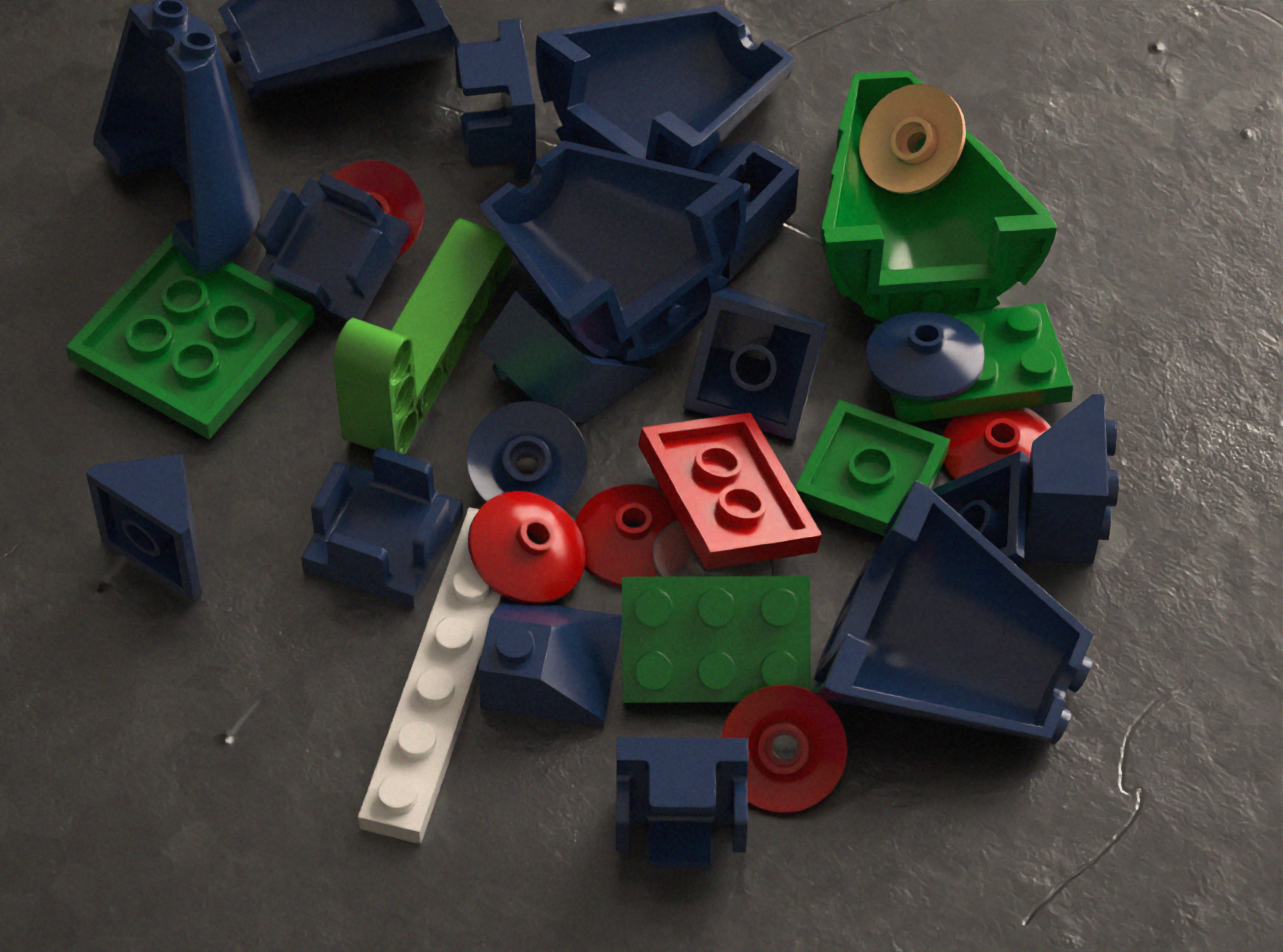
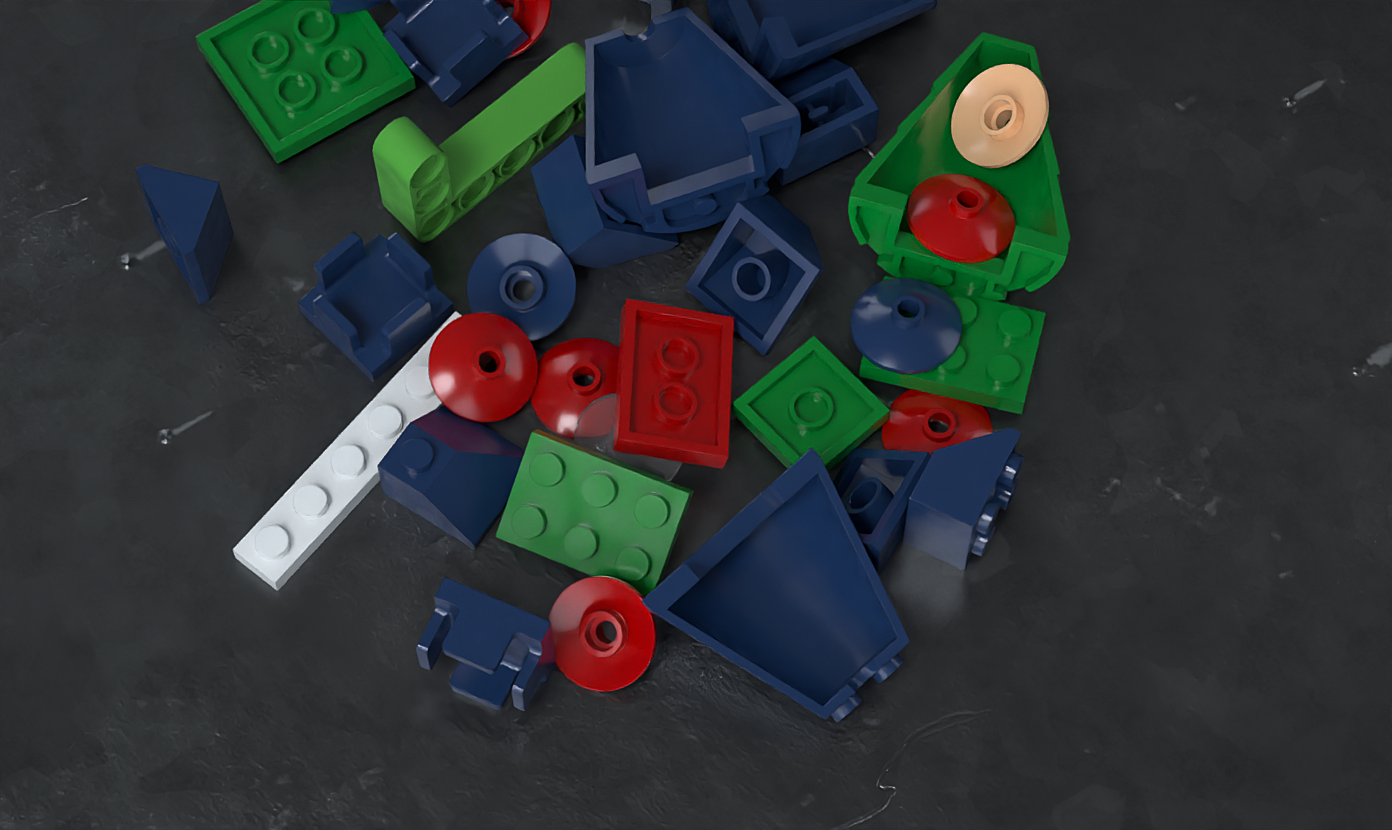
camera: 25 degrees right, 10 degrees up
(928, 241) = (960, 218): none -> red dish

